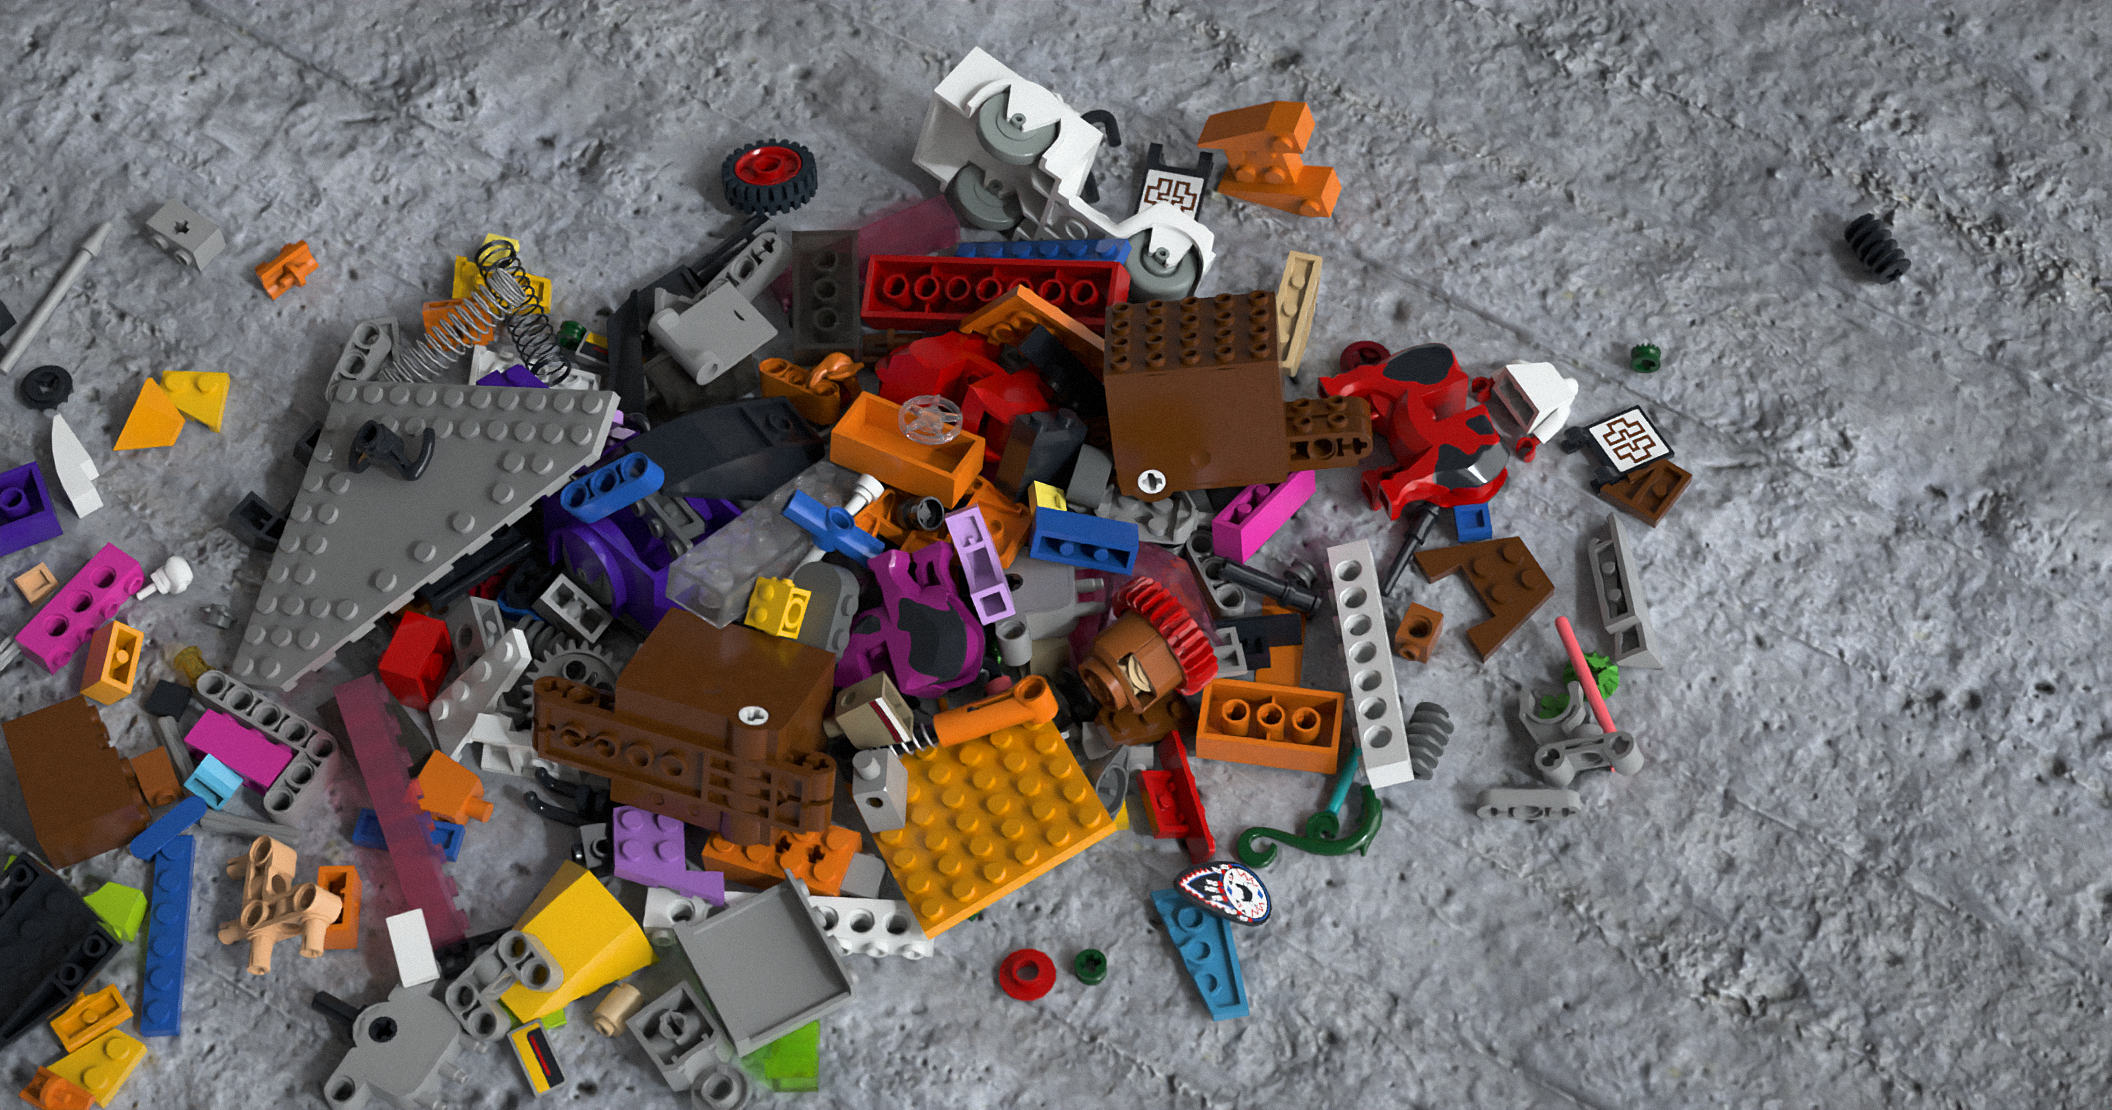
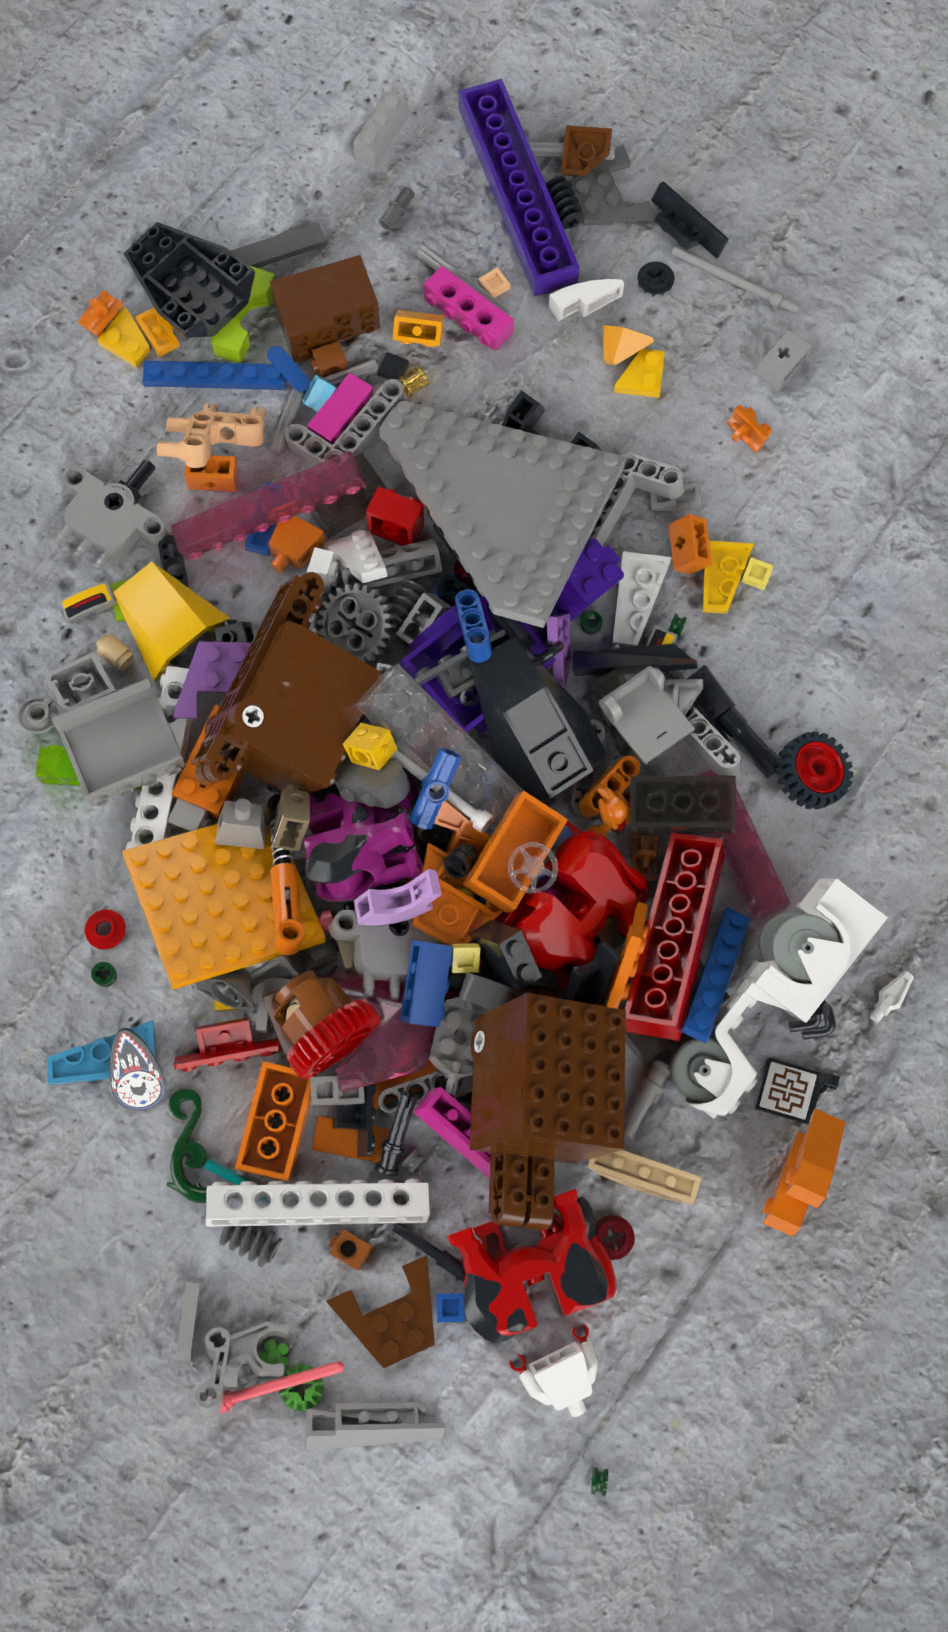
camera: 90 degrees right, 15 degrees up
(171, 578) = (489, 364): white piece -> none
(217, 616) = (453, 393): dark grey plate -> none
(381, 446) = (540, 479): black piece -> none
(412, 948) = (166, 516): white tile -> none
(493, 975) = (131, 562): light grey beam -> none
(504, 286) = (641, 510): light grey piece -> none
(505, 262) = (639, 604): black piece -> none
(1620, 444) = (517, 1448): flag -> none
(1649, 492) = (467, 1464): reddish brown wing -> none

